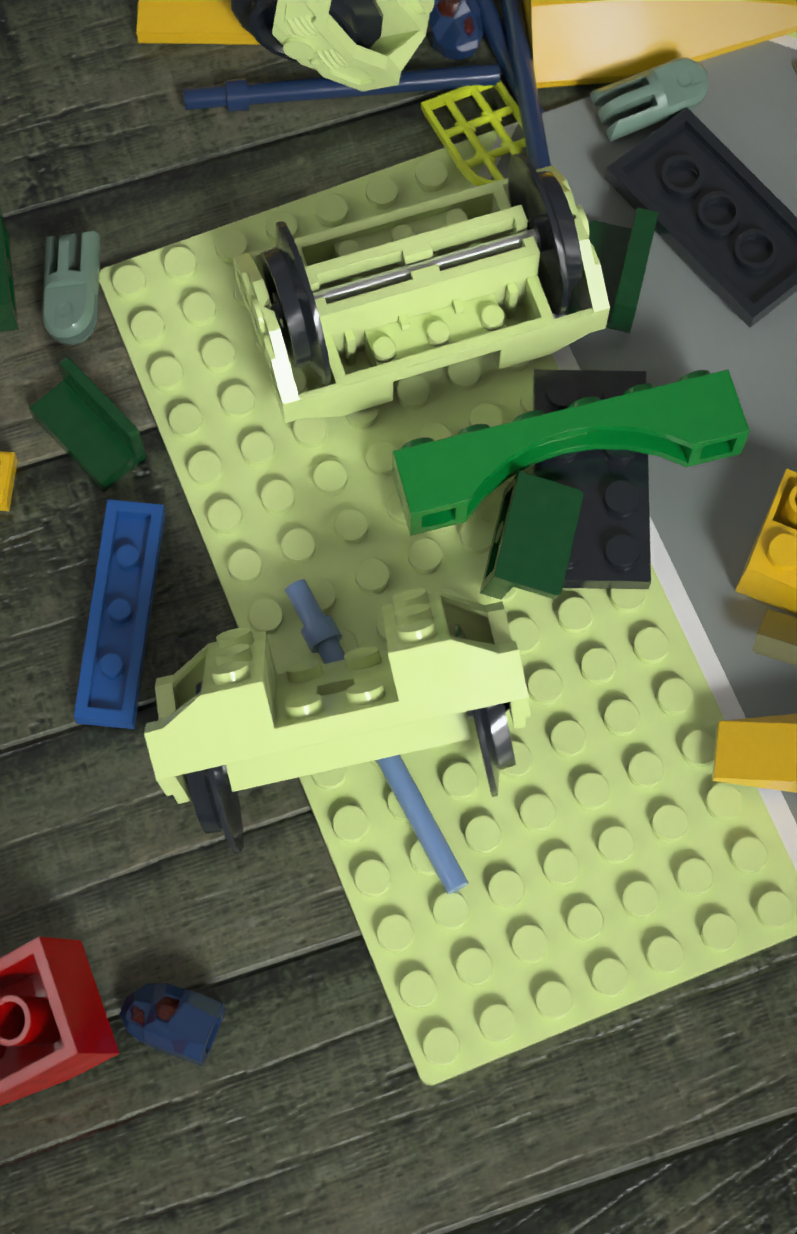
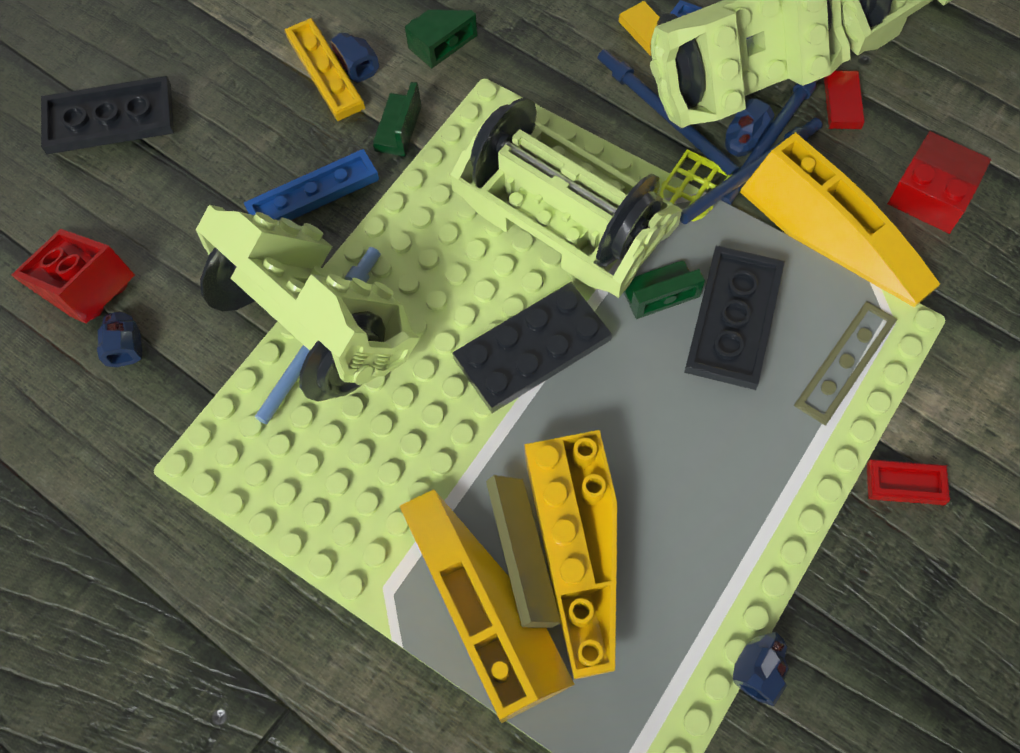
camera: 60 degrees right, 5 degrees down
(71, 287) = (464, 69): sand green arm -> none
(532, 537) = (471, 334): dark green panel -> none
(651, 96) = (777, 242): sand green arm -> none
(679, 421) = (472, 275): green arch -> none

